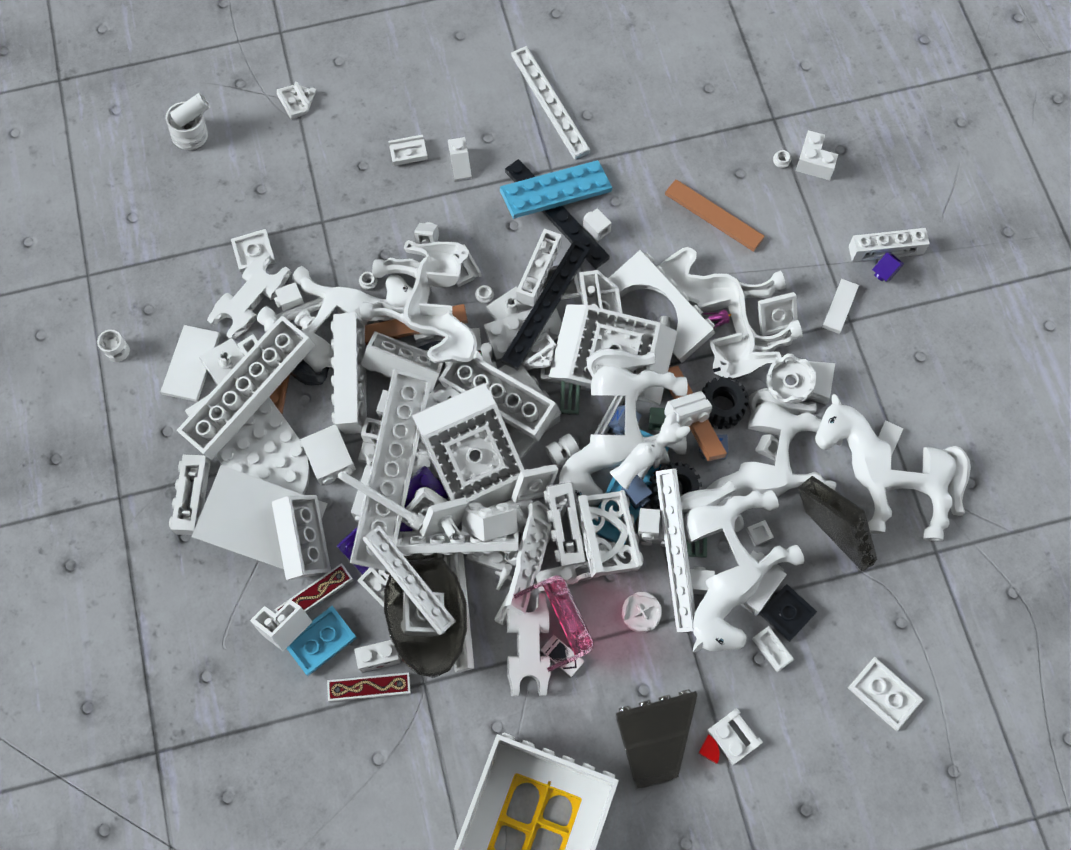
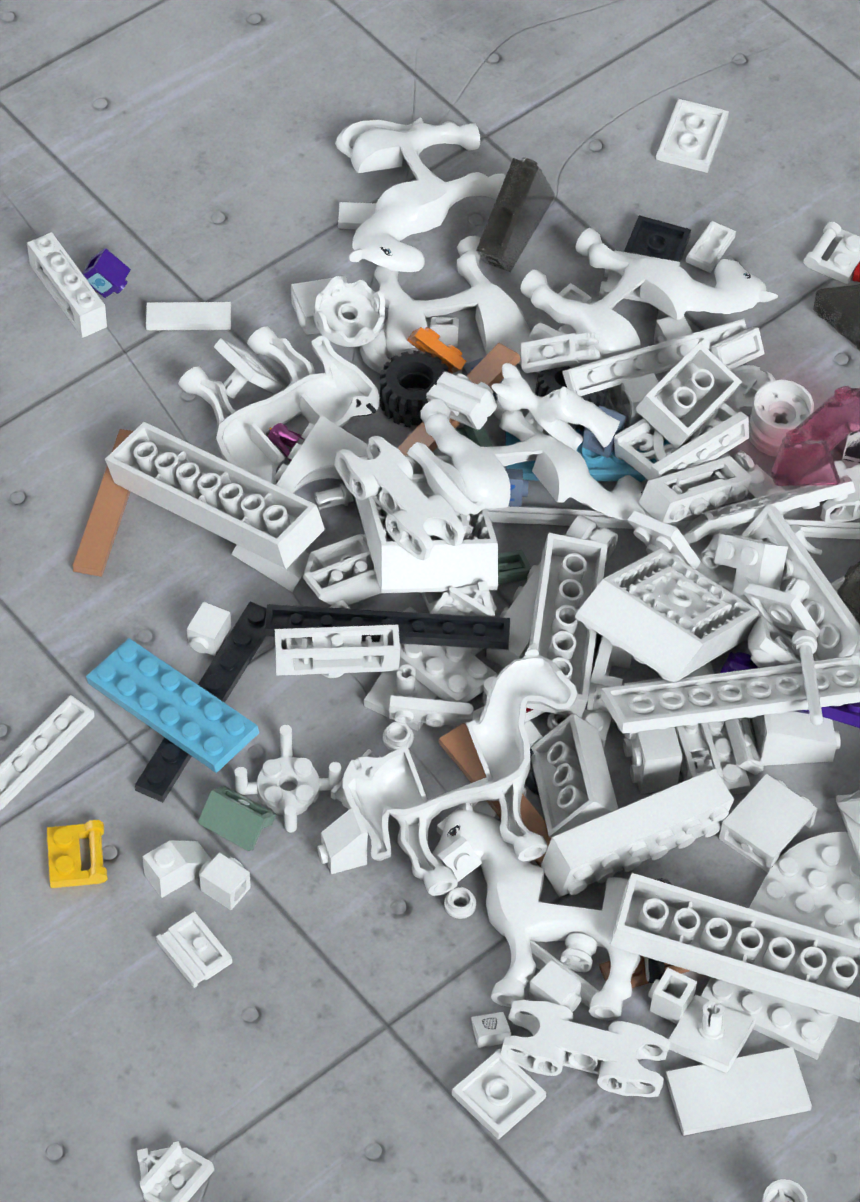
camera: 120 degrees left, 15 degrees down
(290, 261) = (490, 1029): none -> white slope
(386, 283) = (460, 858): none -> white plate
(438, 176) = (224, 880): none -> white brick
(476, 198) = (235, 817): none -> sand green panel
(482, 220) = (287, 770): none -> white plate
(485, 308) = (429, 711): none -> white hinge
(493, 116) = (65, 854): none -> yellow plate
(601, 329) = (409, 511): none -> white piece
(609, 601) = (775, 411): none -> white wheel
(623, 537) = (688, 395): none -> white brick
(672, 615) = (739, 348): none -> white tile
(673, 244) = (215, 494): none -> white brick
(699, 480) = (558, 351): none -> white hinge
(742, 421) = (427, 341): none -> orange plate

